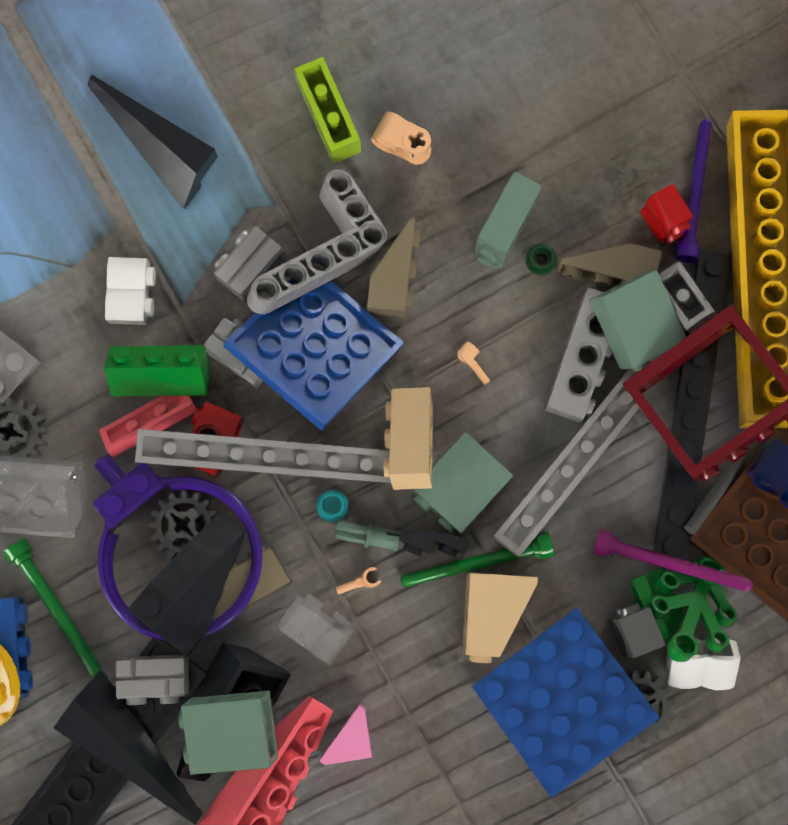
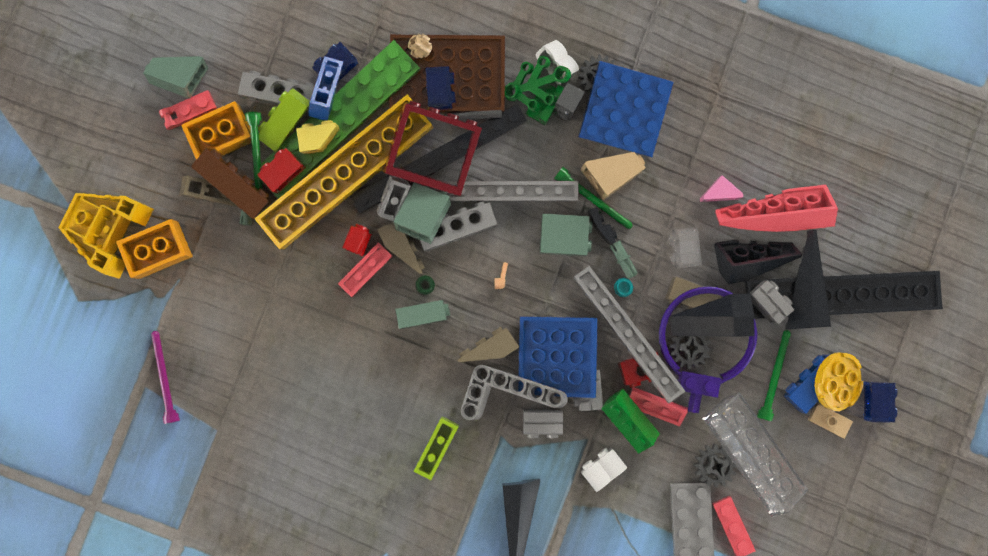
camera: 135 degrees left, 5 degrees up
(228, 732) = (767, 245): sand green brick -> none
(358, 582) = (647, 246): light nougat hand -> none
(398, 136) = (419, 404): light nougat piece -> none
(409, 438) = (565, 275): tan brick -> none
(609, 545) = (536, 145): magenta piece -> none
(620, 200) = (365, 270): none -> coral plate
(687, 248) = (363, 219): dark purple piece -> none

